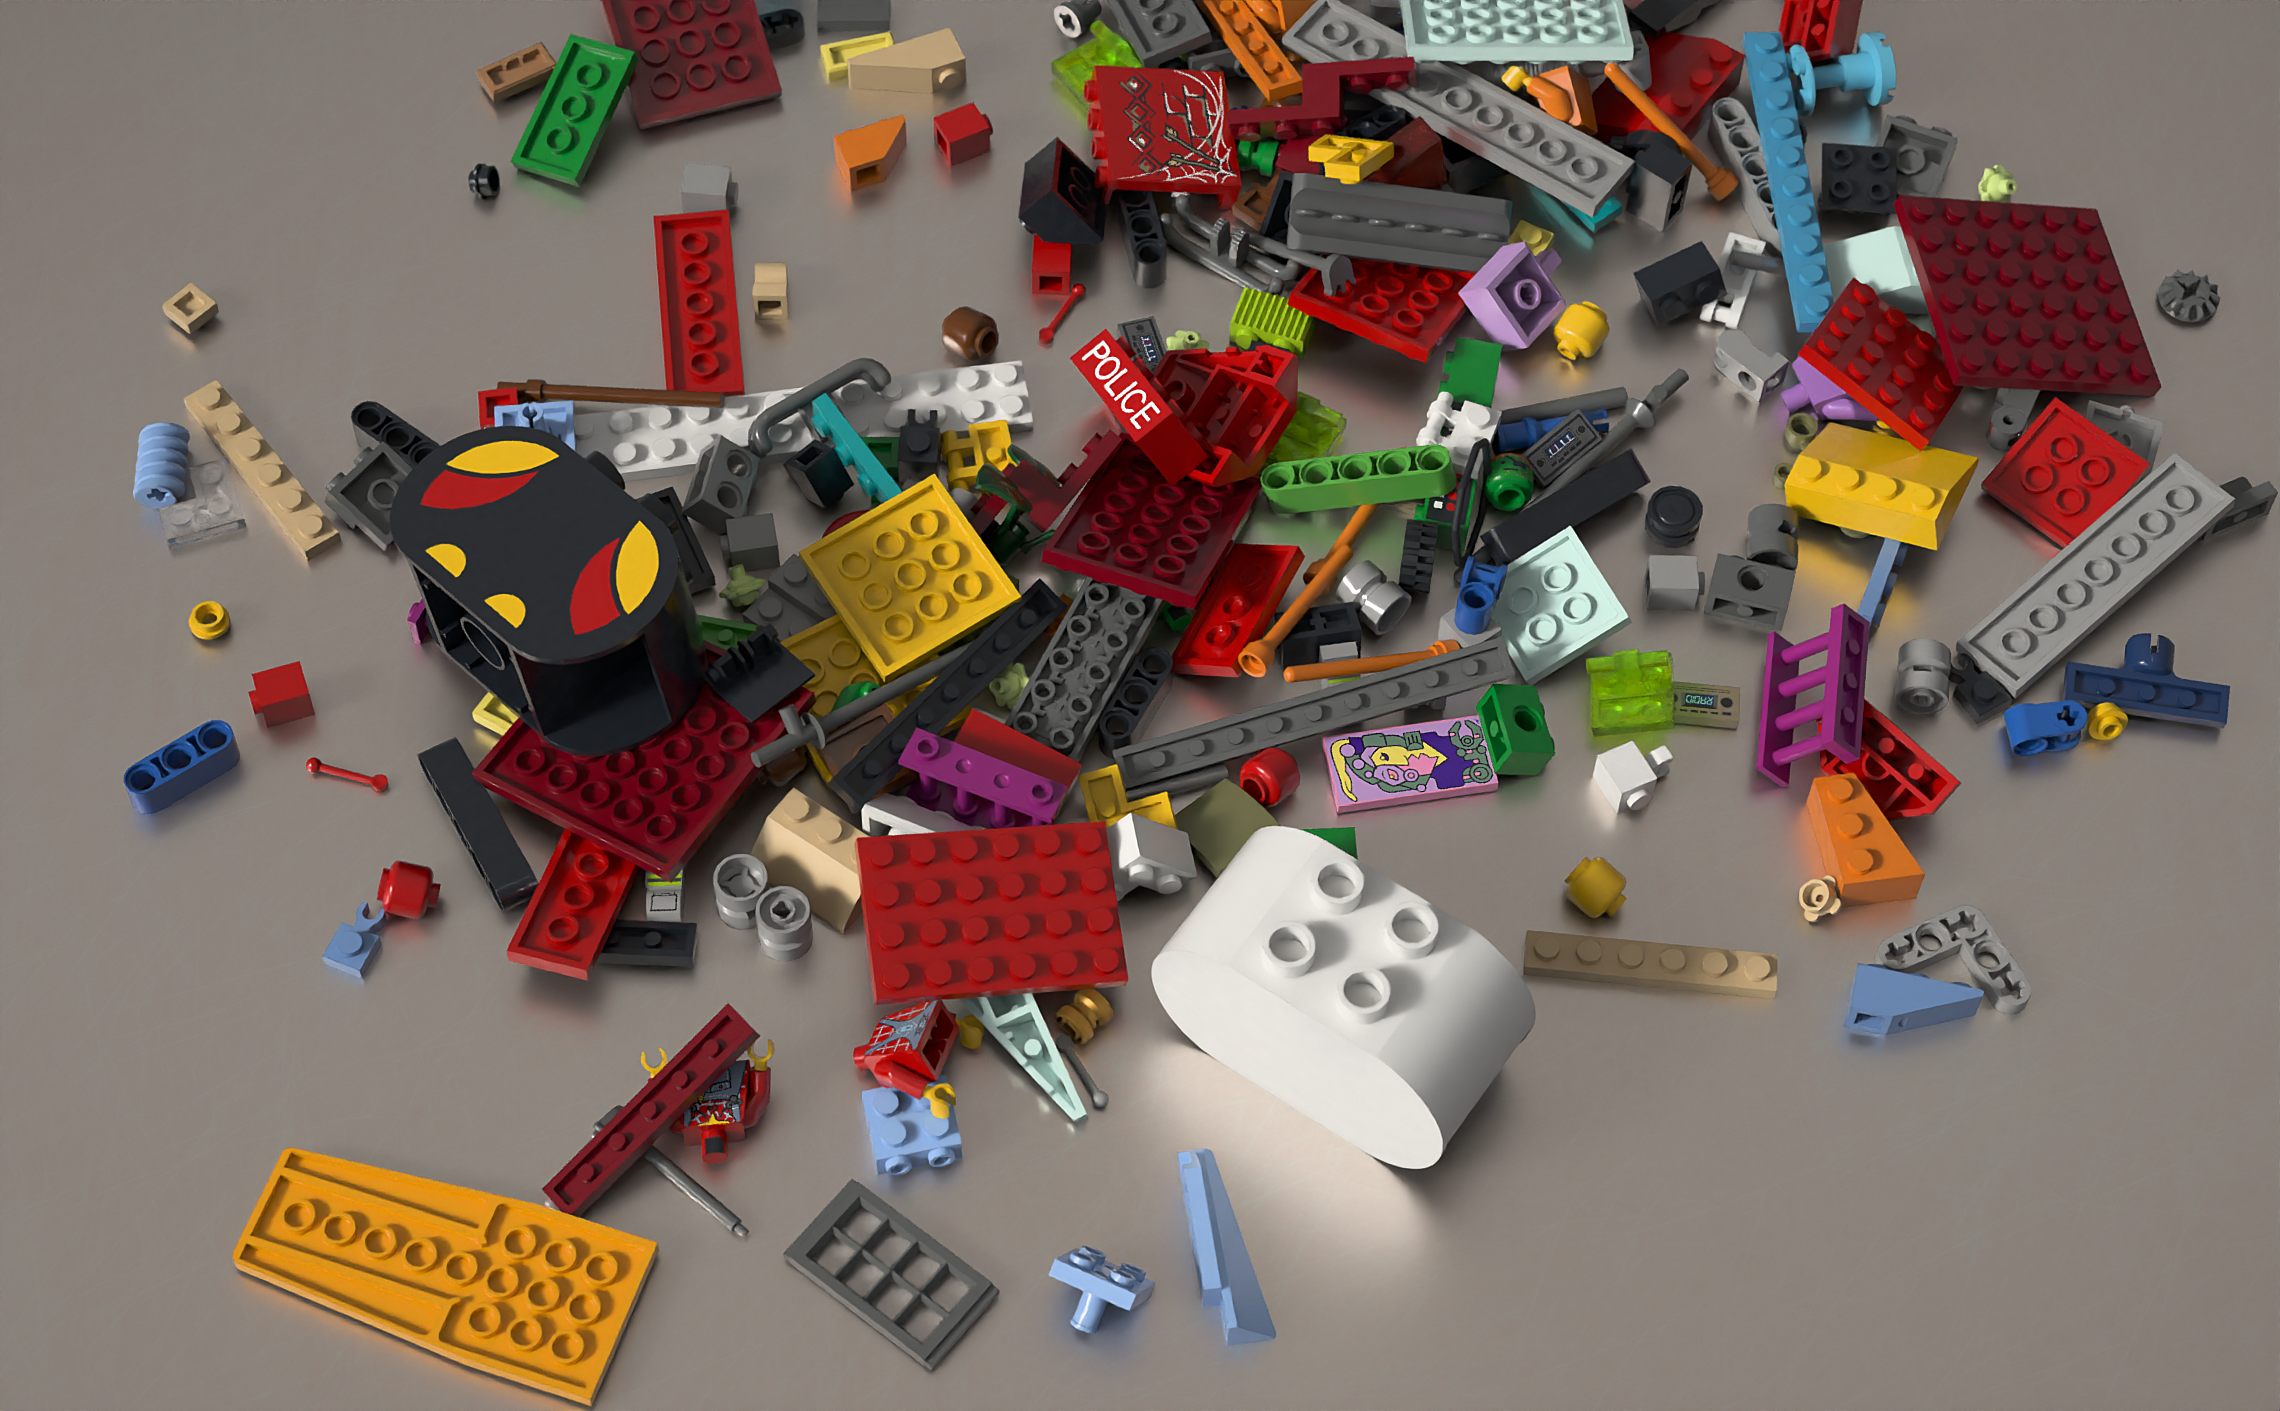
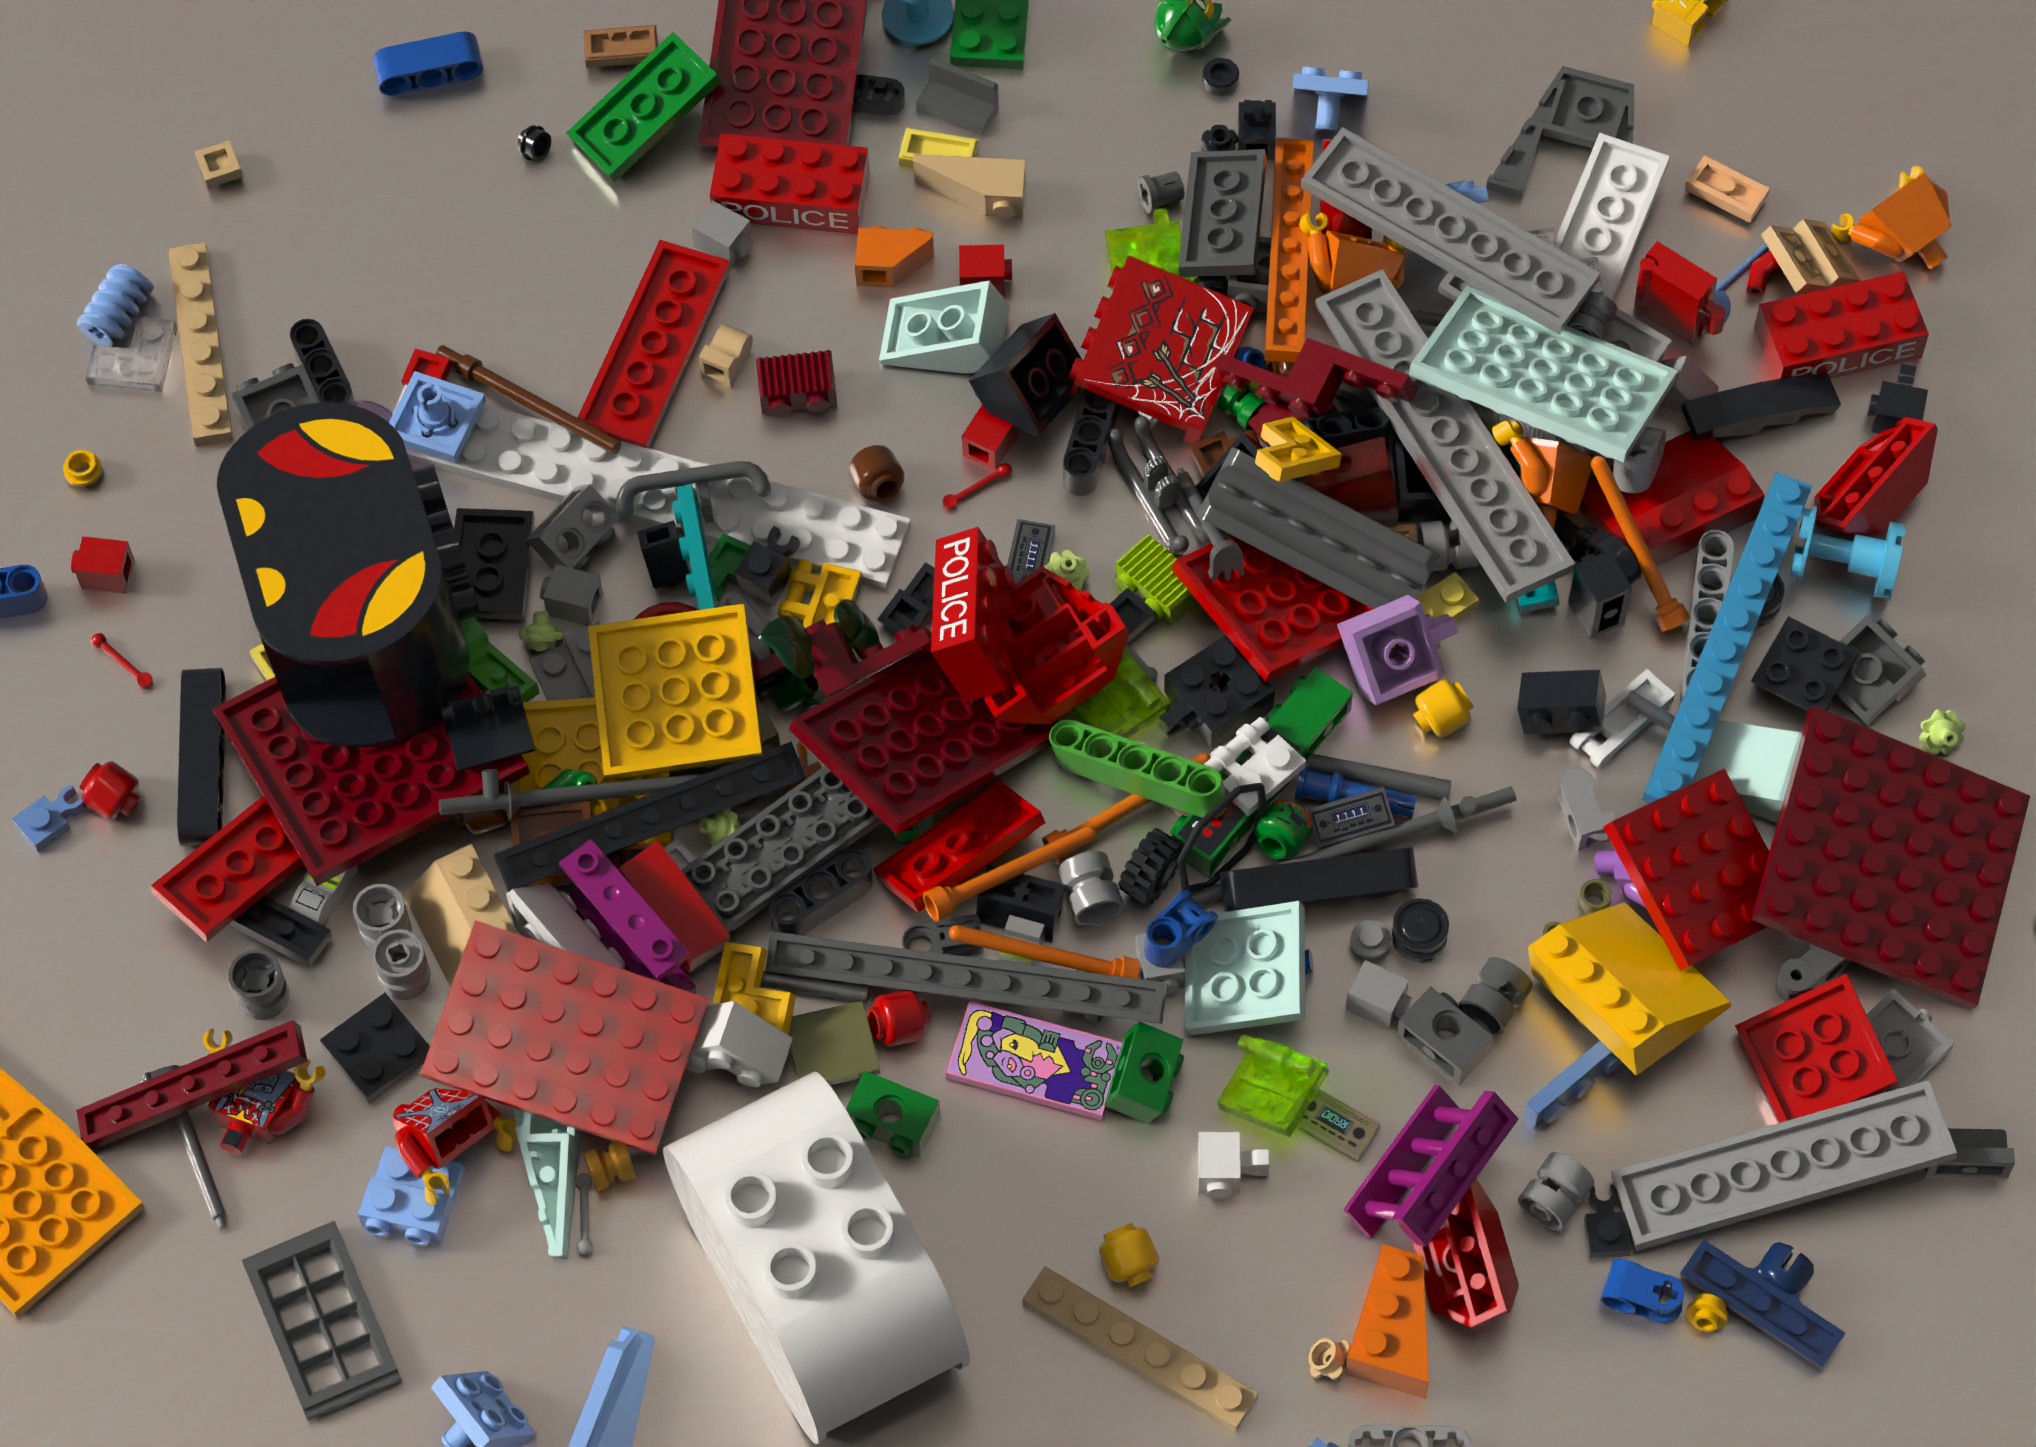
camera: 30 degrees right, 5 degrees up
(344, 150) = (428, 63): none -> blue beam
(657, 998) = (258, 984): none -> dark grey wheel
(748, 123) = (792, 182): none -> red brick
(800, 1009) = (376, 1047): none -> black plate
(850, 287) = (796, 382): none -> dark red brick
(958, 193) = (945, 328): none -> light aqua slope
(1070, 426) = (913, 604): none -> black slope
(1267, 690) = (939, 935): none -> dark grey piece
(1383, 394) = (1215, 694): none -> black hinge
(1511, 188) = (1437, 537): none -> light grey wheel
(1635, 542) = (1370, 939): none -> light grey plate

